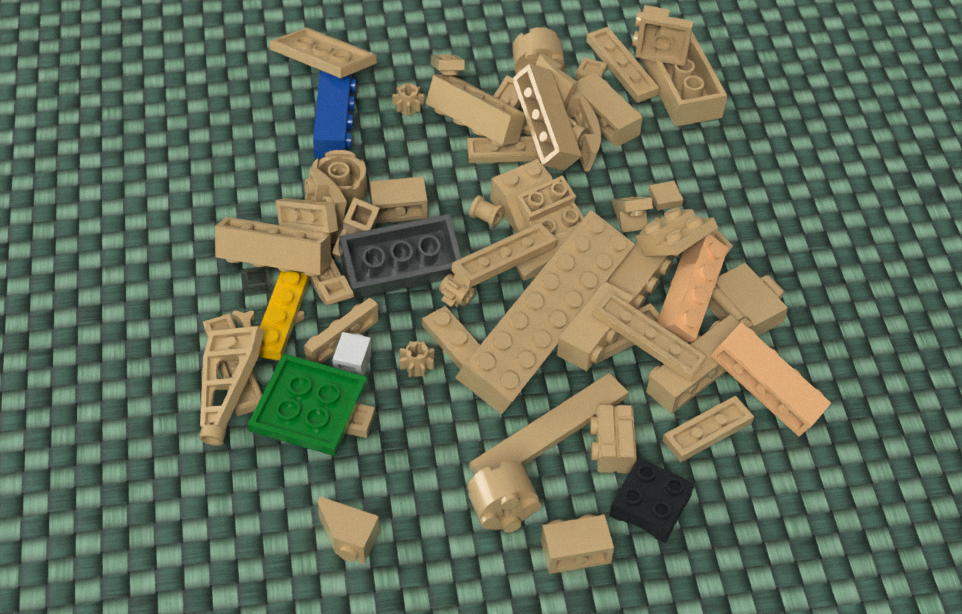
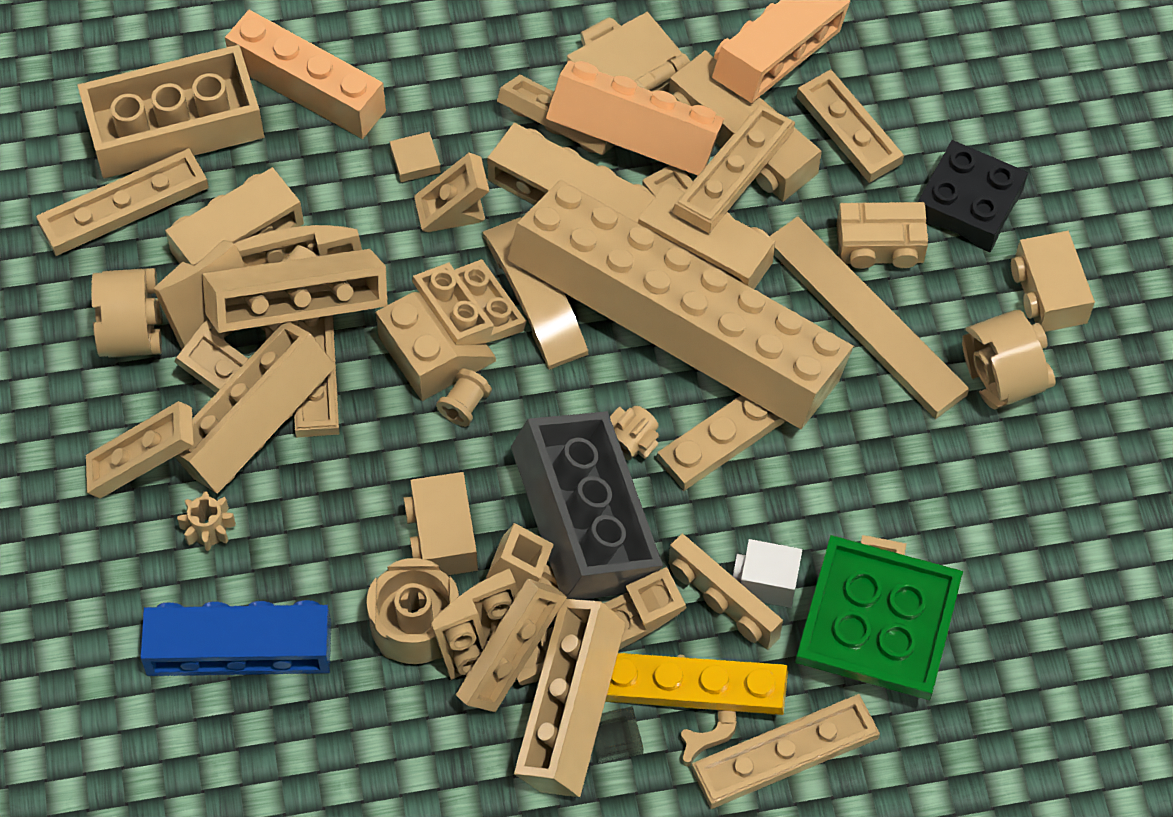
camera: 90 degrees left, 10 degrees up
(226, 345) = (784, 730): tan plate -> none
(323, 52) = (95, 661): tan tile -> none
(348, 529) = (1072, 558): tan slope -> none
(416, 358) = (766, 472): tan gear -> none
(504, 255) = (585, 354): tan plate -> none
(590, 66) = (130, 249): tan tile -> none
(662, 36) = (135, 108): tan plate -> none
(674, 232) = (552, 119): tan plate -> none
(718, 139) = (308, 74): none -> light nougat brick

